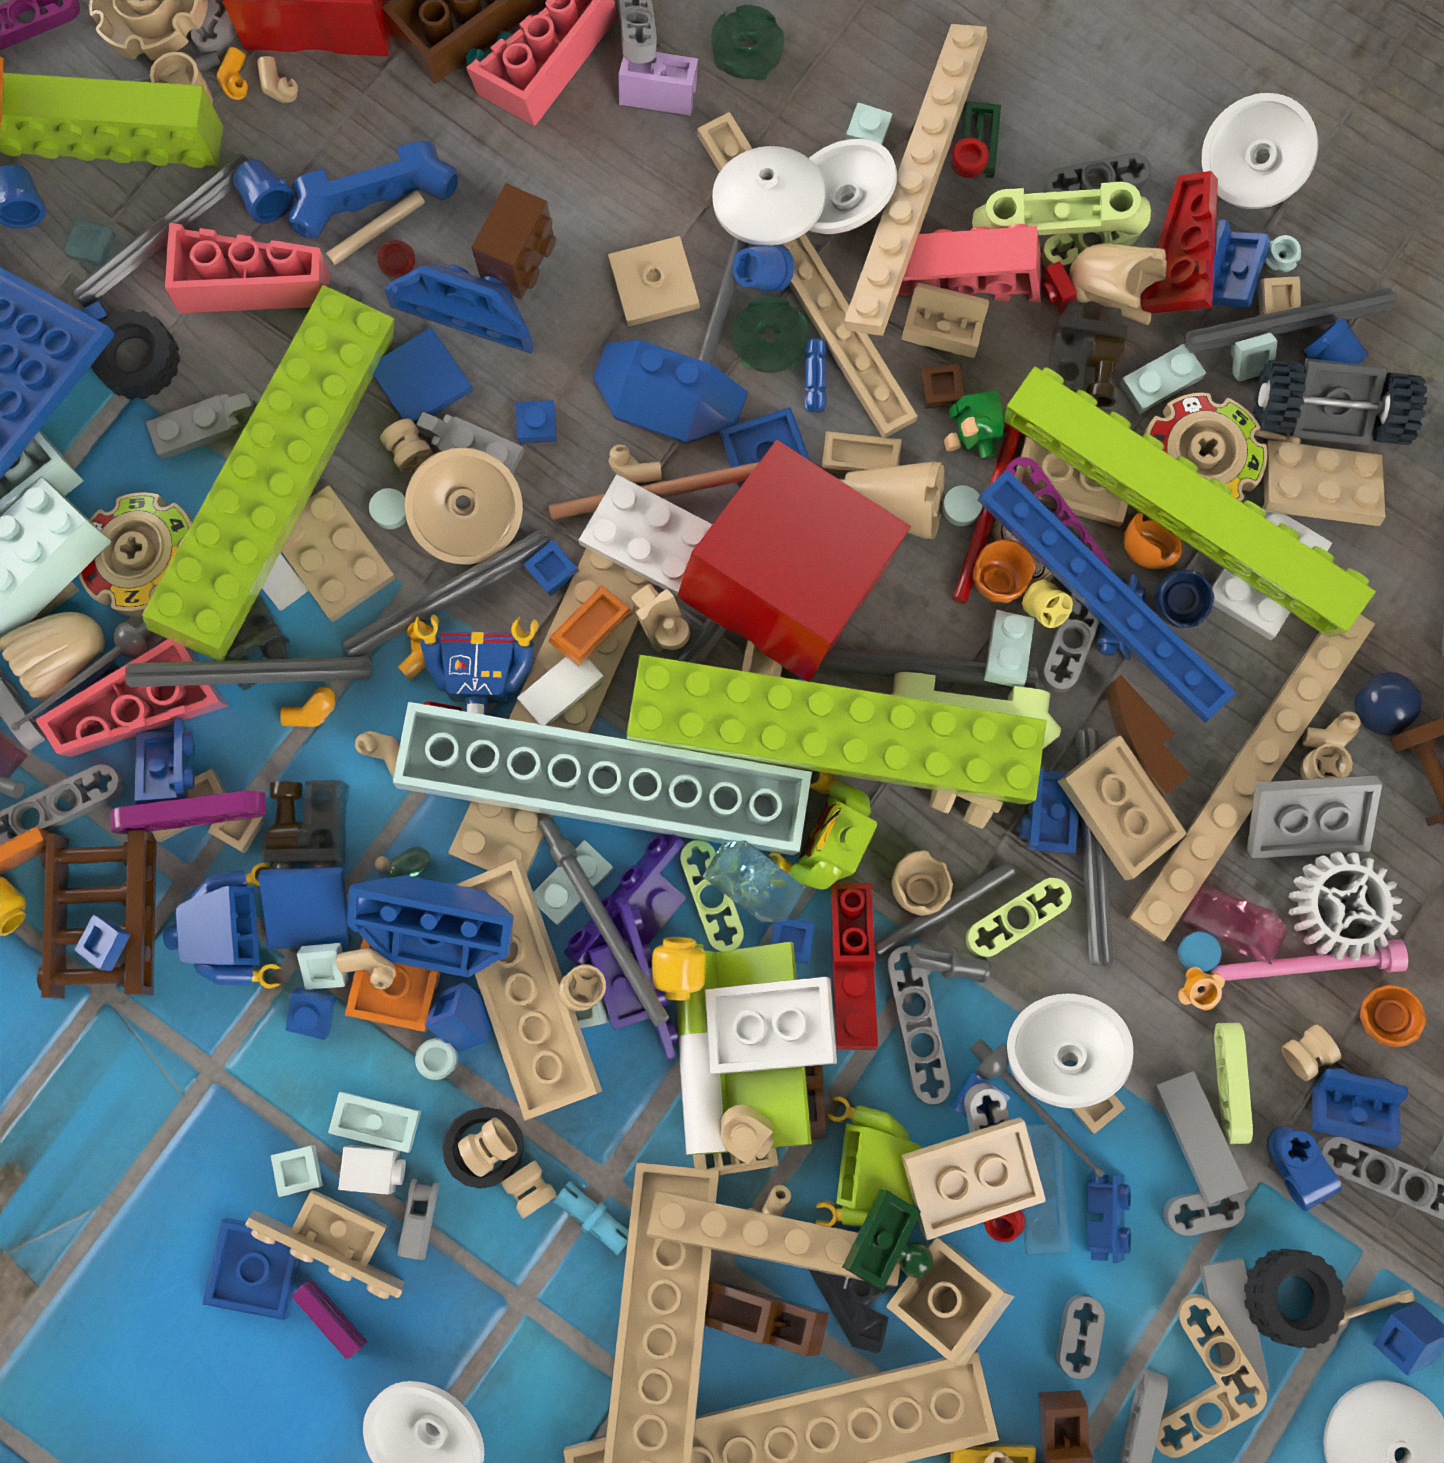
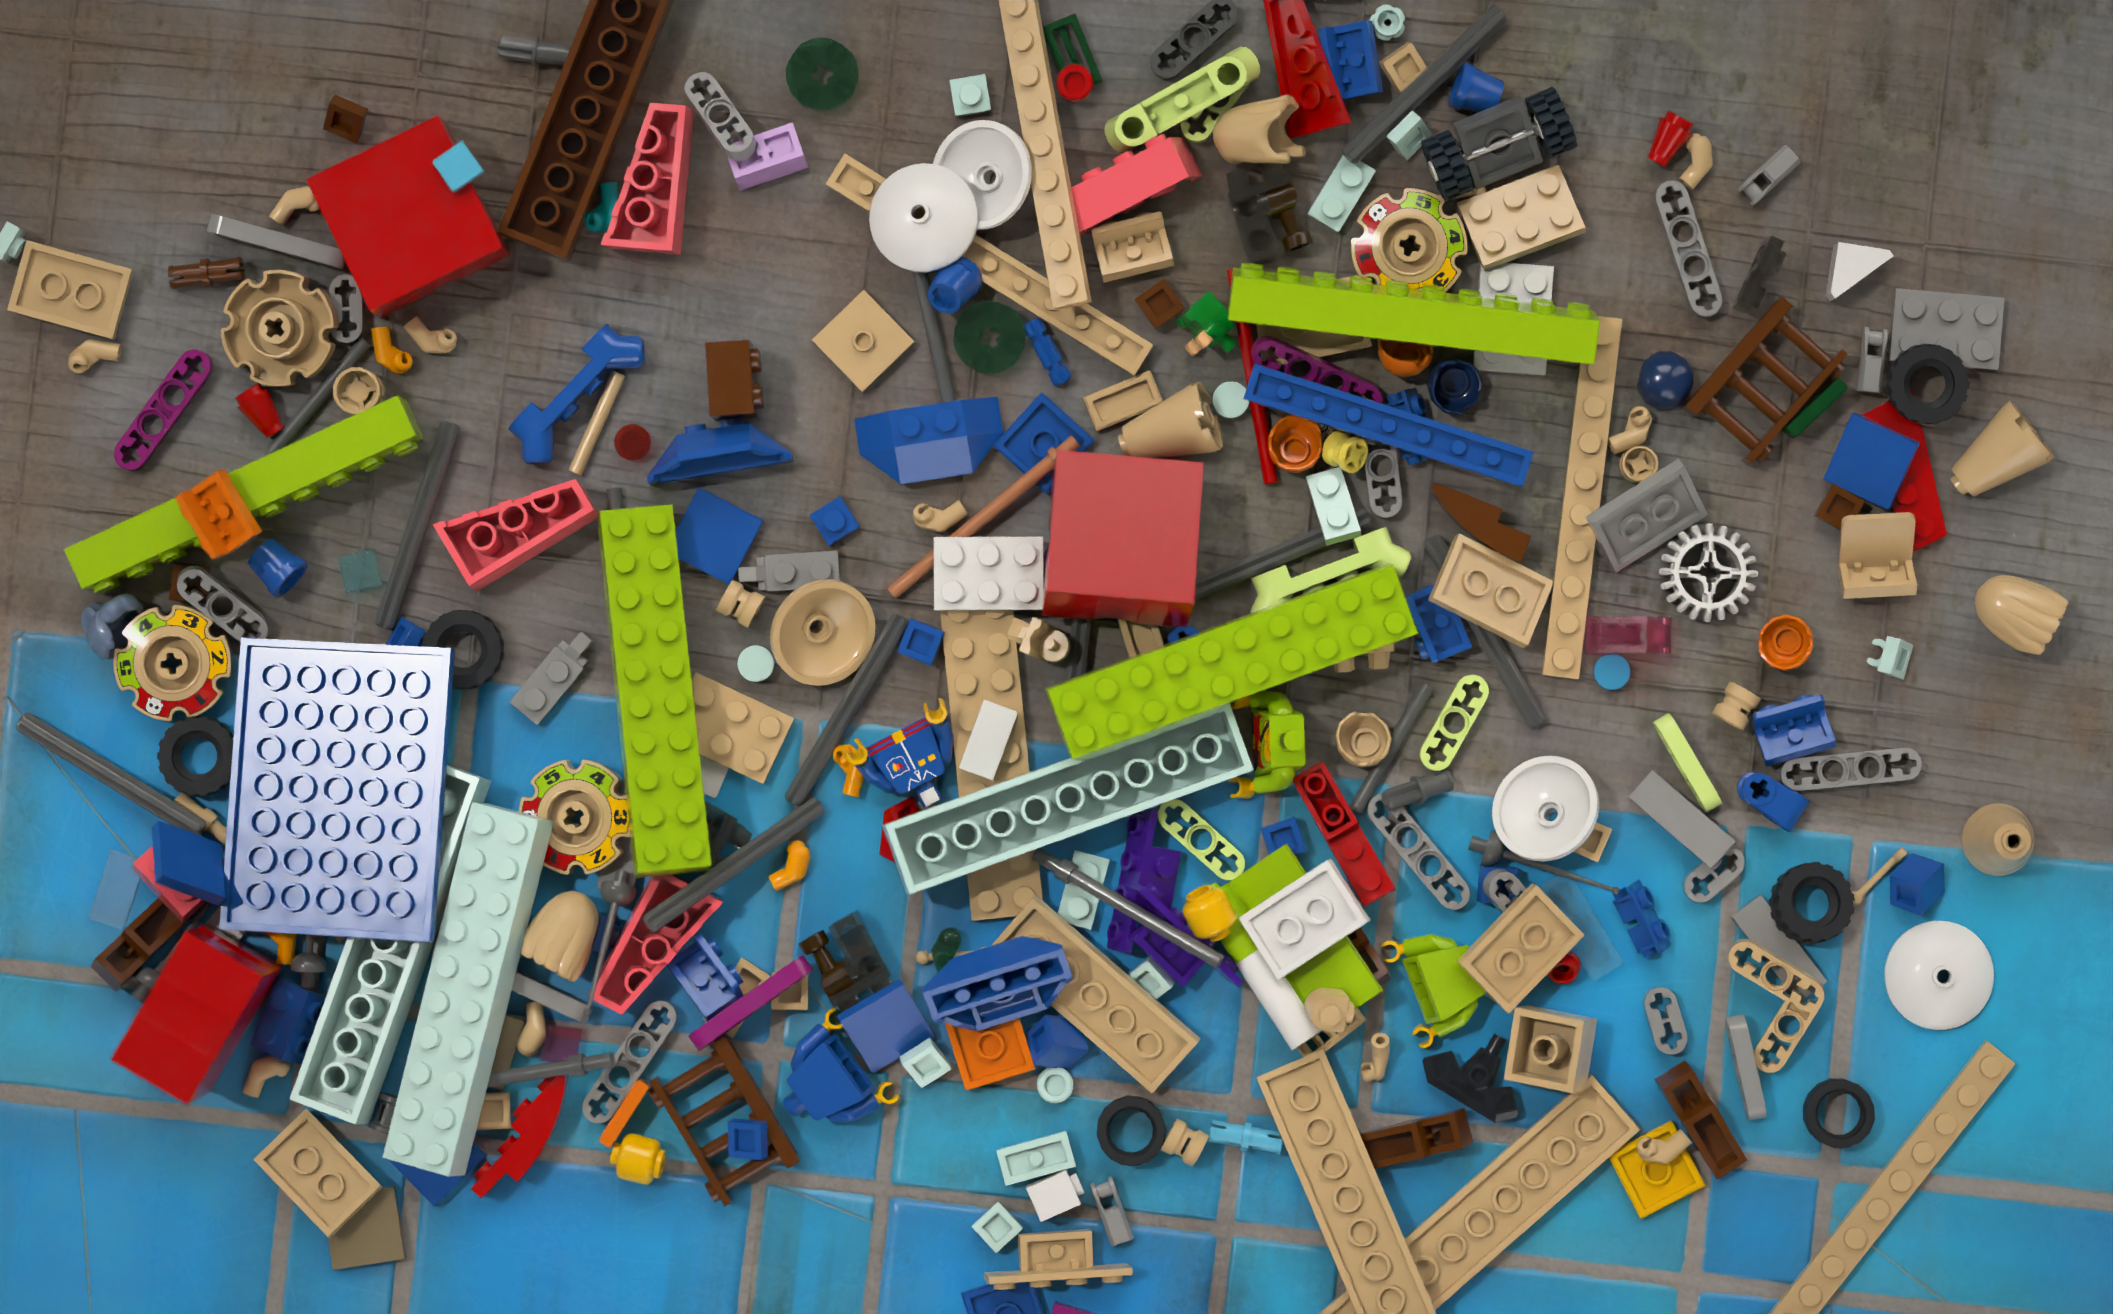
camera: 30 degrees left, 10 degrees up
(89, 56) = (259, 409): none -> red cone
(263, 193) = (484, 446): blue piece -> none
(310, 1013) = (936, 1103): blue plate -> none
(368, 959) = (964, 1038): tan arm -> none
(379, 746) = (868, 864): tan arm -> none
(487, 1147) = (1137, 1127): tan wheel -> none
(589, 985) = (1148, 964): tan wheel -> none
(590, 625) = (984, 676): orange tile -> none
(753, 881) = (1229, 812): clear light blue brick -> none
(753, 1234) = (1393, 1075): tan plate -> none
(884, 1242) = (1476, 1032): dark green plate -> none
(1058, 286) = (1211, 162): red plate -> none
(1209, 996) = (1636, 702): light orange plate -> none
(1391, 959) = (1762, 595): bright pink piece -> none

